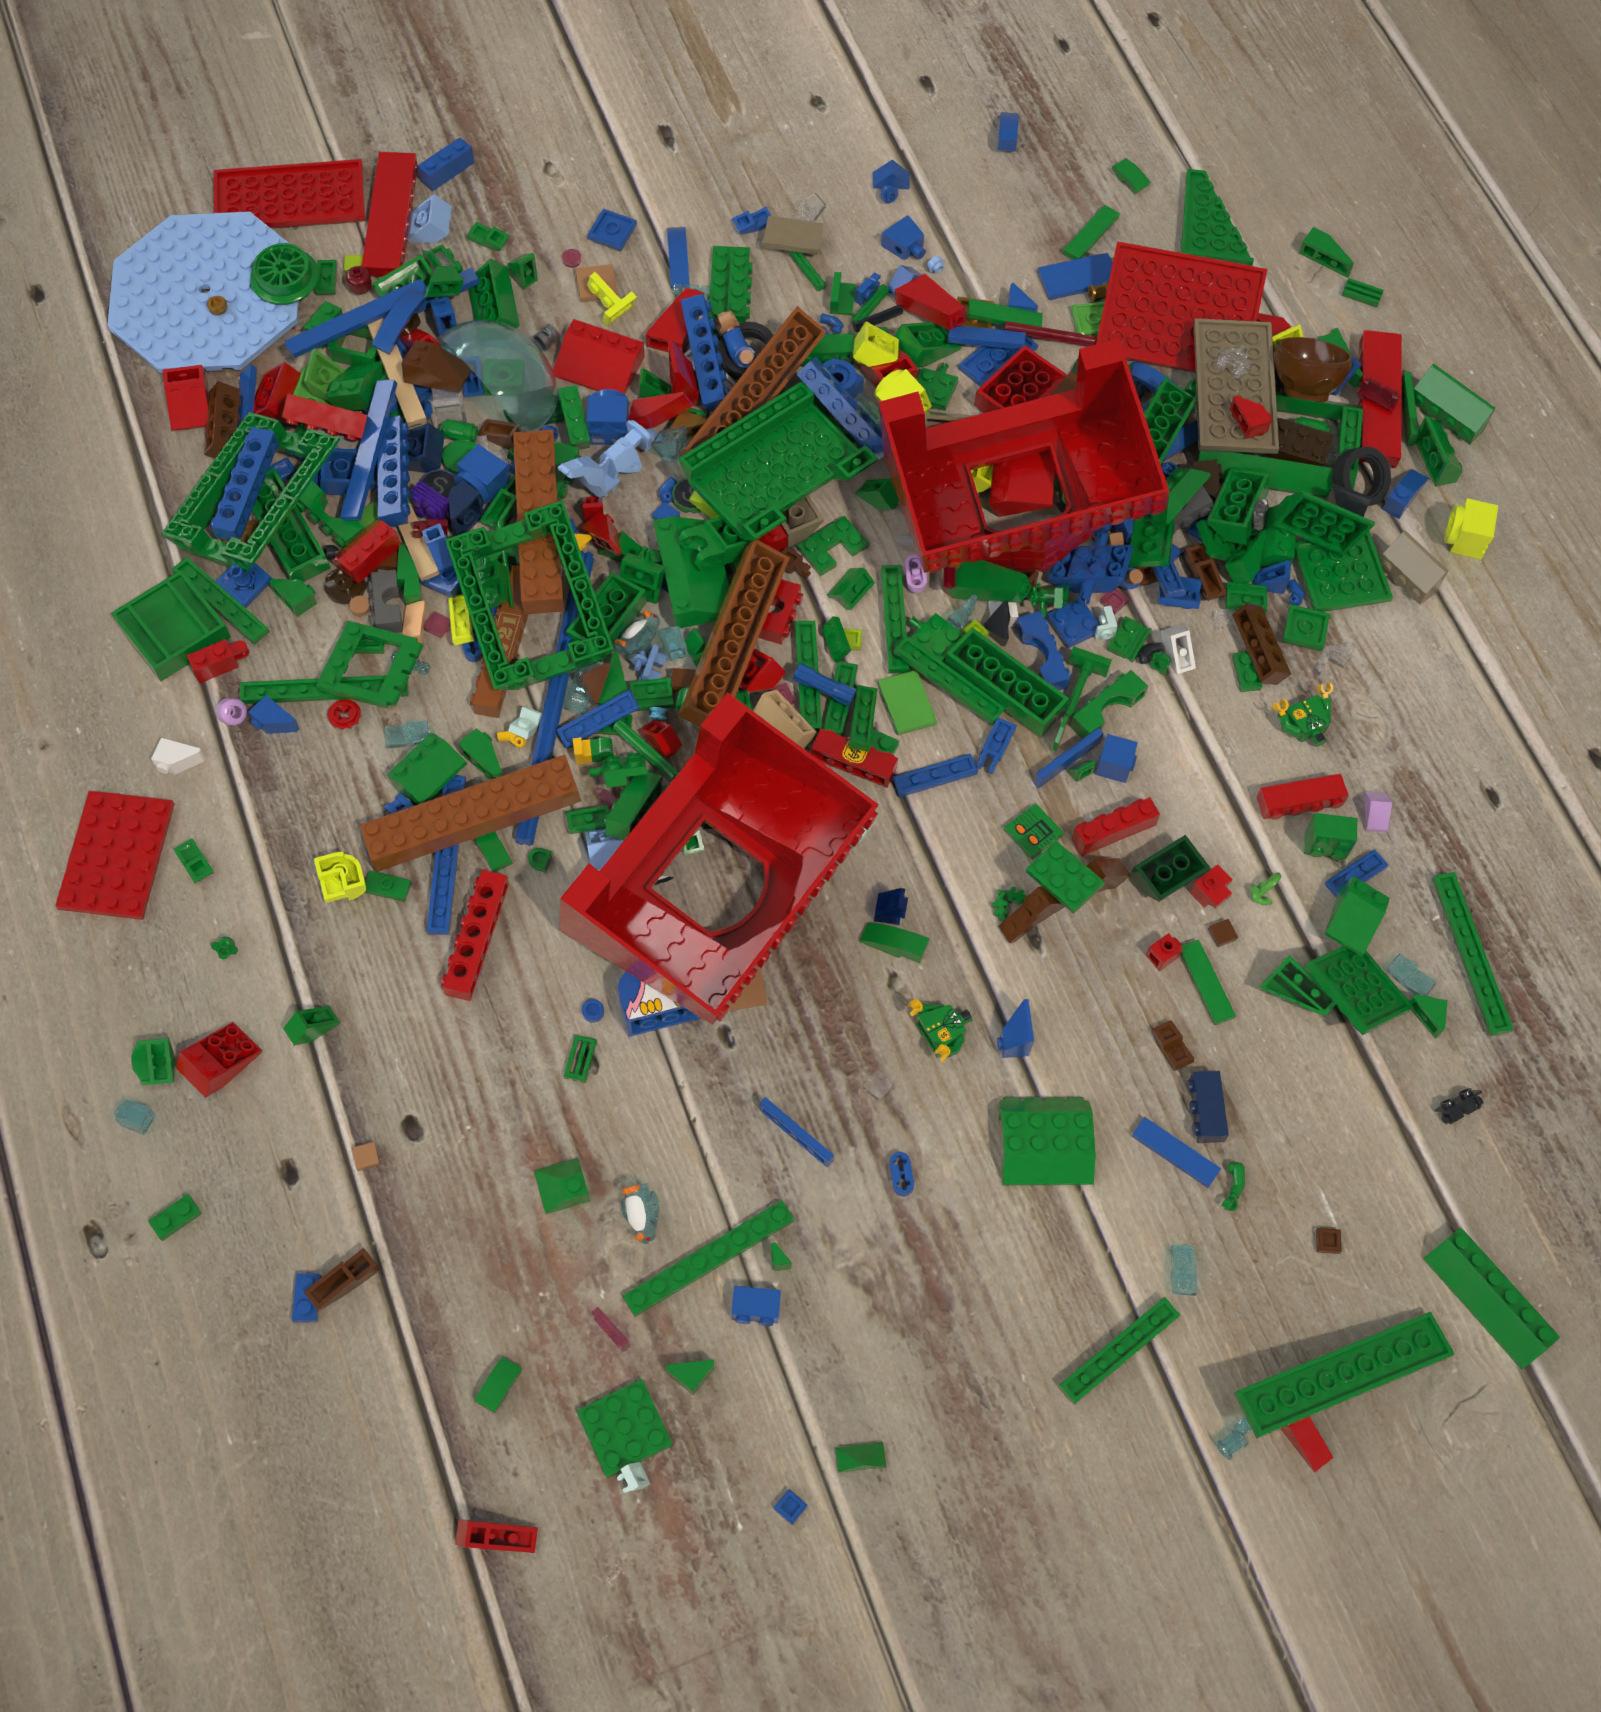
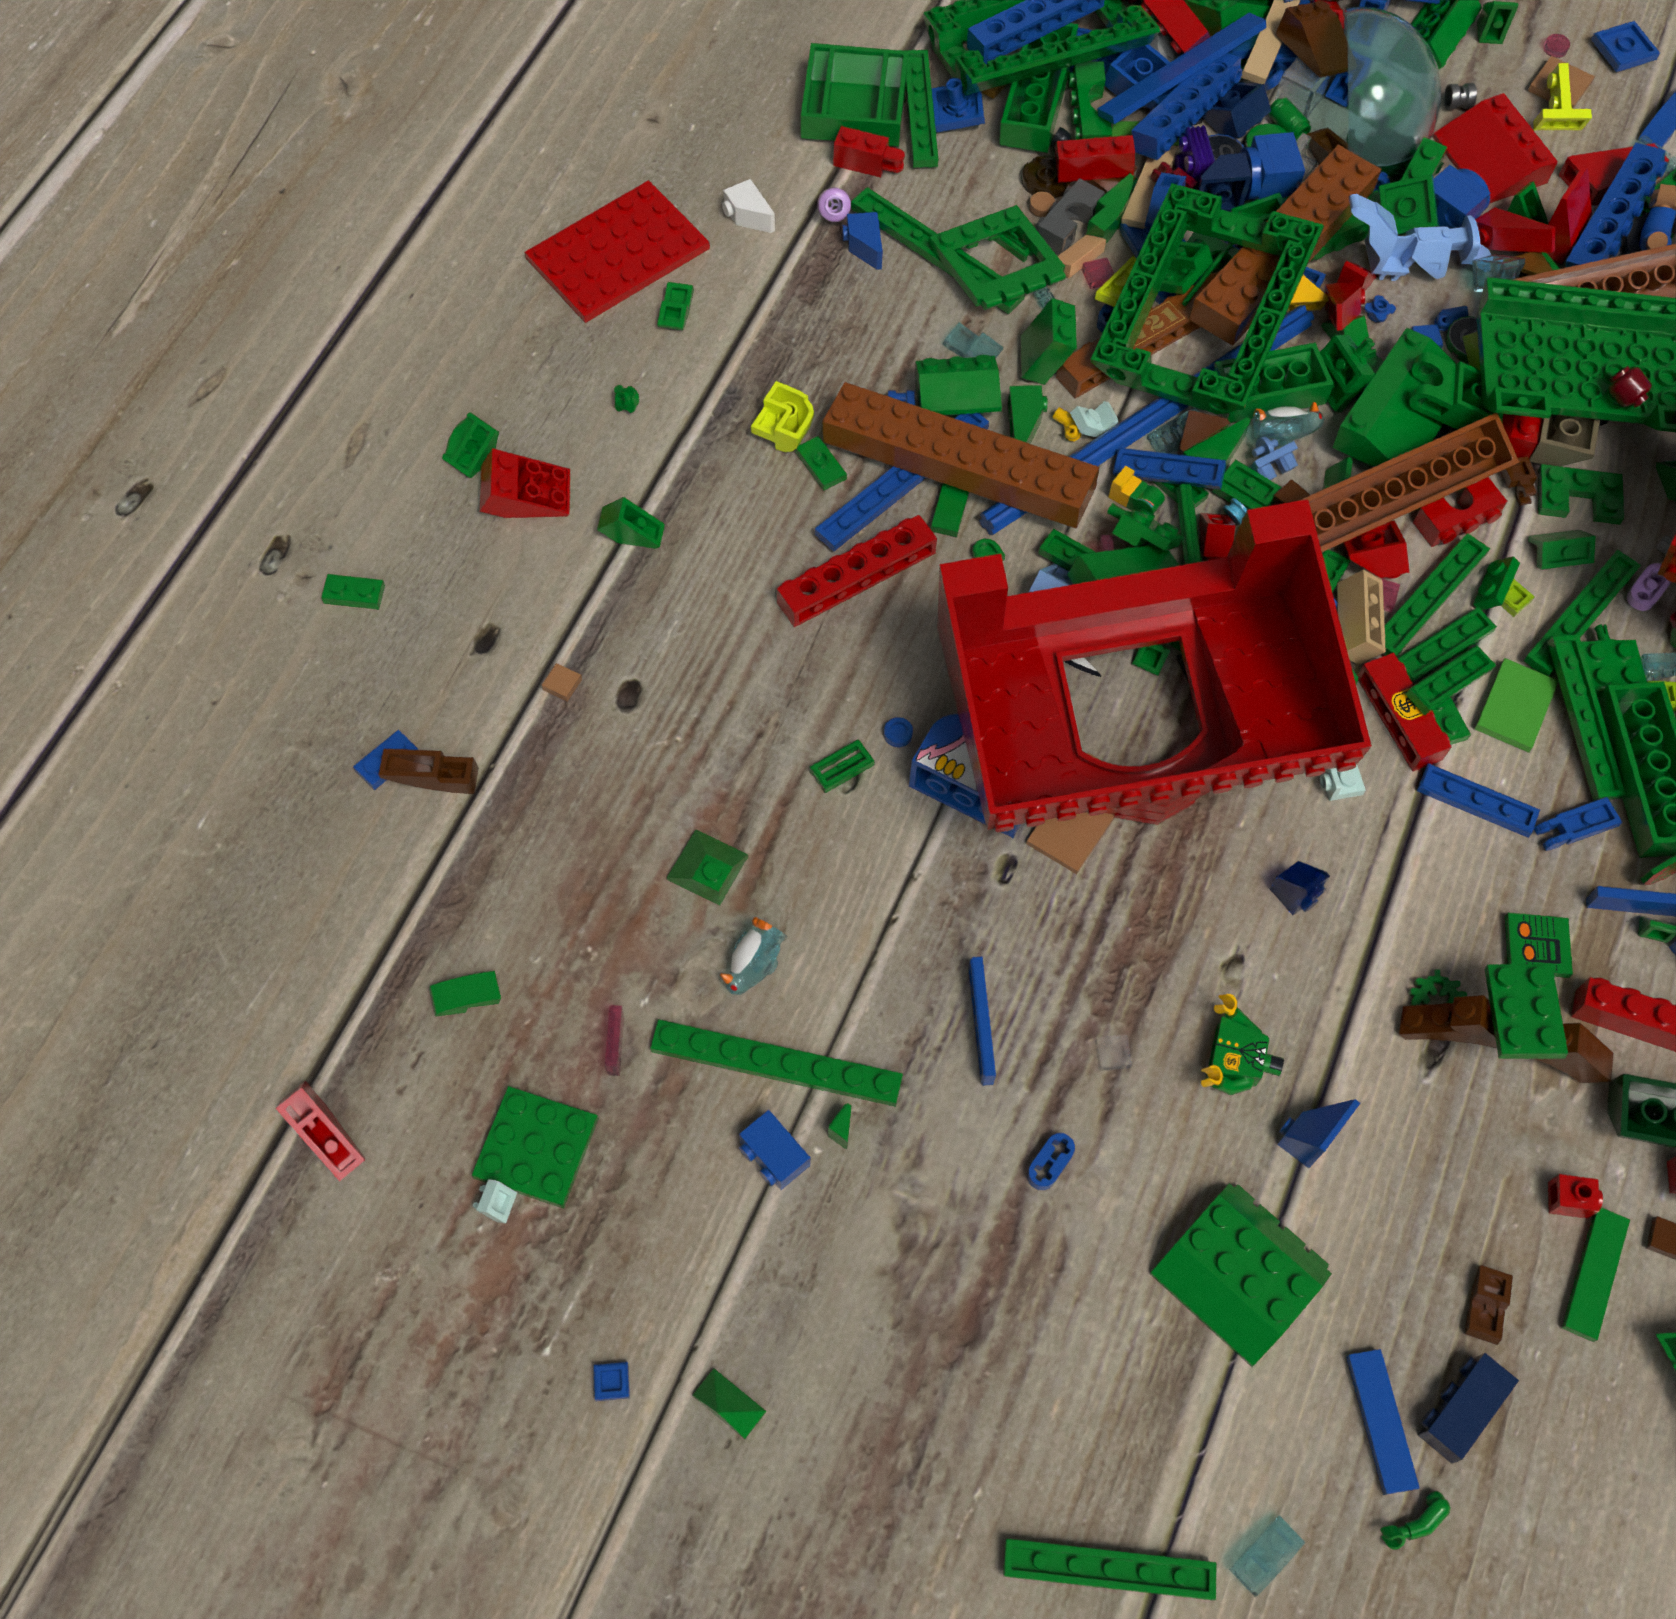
camera: 45 degrees right, 0 degrees up
(134, 1116) = (406, 477): clear light blue brick -> none
(294, 594) = (991, 150): green slope -> none
(344, 706) = (939, 278): red gear -> none
(456, 697) = (1048, 341): none -> green brick
(587, 438) = (1411, 202): none -> green plate
(623, 521) = (1379, 309): none -> blue plate
(673, 643) = (1315, 459): clear light blue brick -> none
(691, 1374) = (645, 1157): green slope -> none
(810, 677) = (1430, 595): blue axle -> none
(811, 465) = (1629, 387): none -> dark red head
(895, 941) = (1272, 926): green slope -> none

